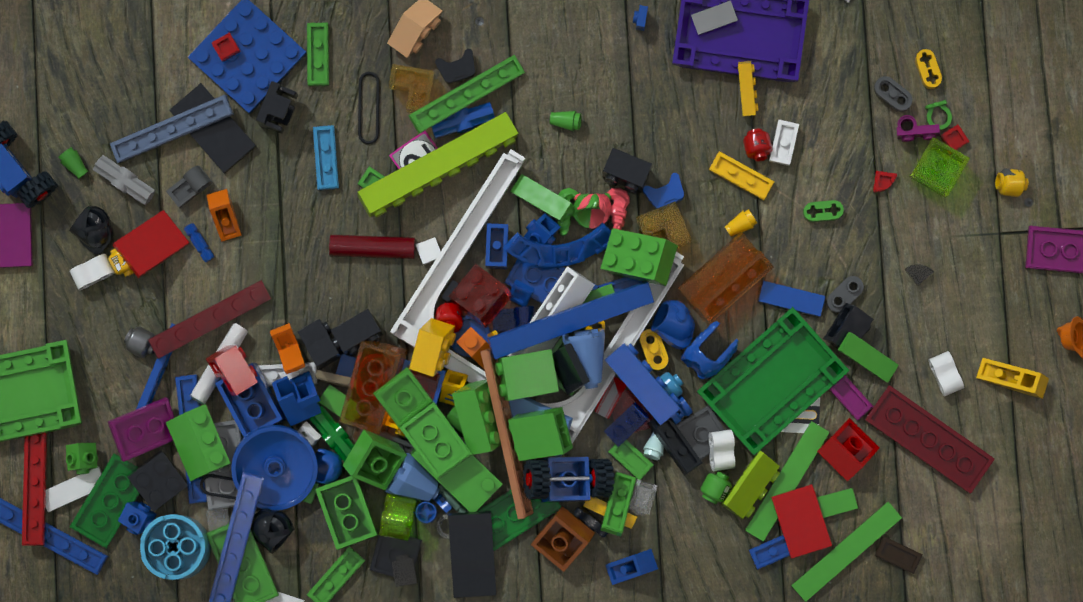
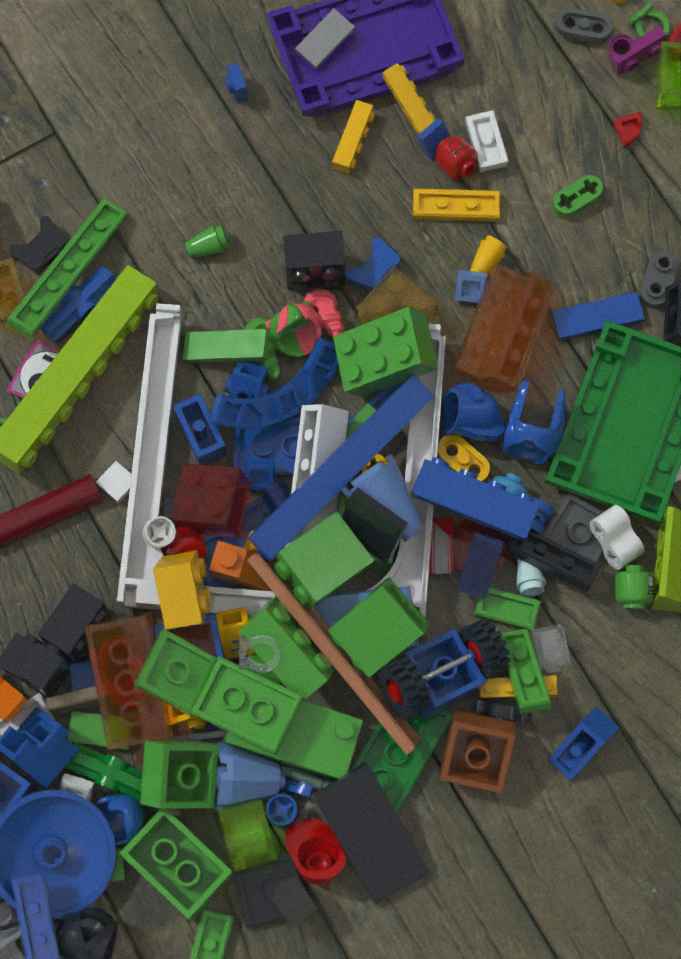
camera: 30 degrees left, 10 degrees down
(433, 547) = (315, 851): none -> red piece
(436, 305) = (163, 532): none -> white wheel
(447, 414) = (246, 661): none -> clear piece
(700, 92) = (352, 137): none -> yellow piece
(719, 237) = (470, 286): none -> medium blue tile
(749, 122) = (432, 136): none -> blue tile

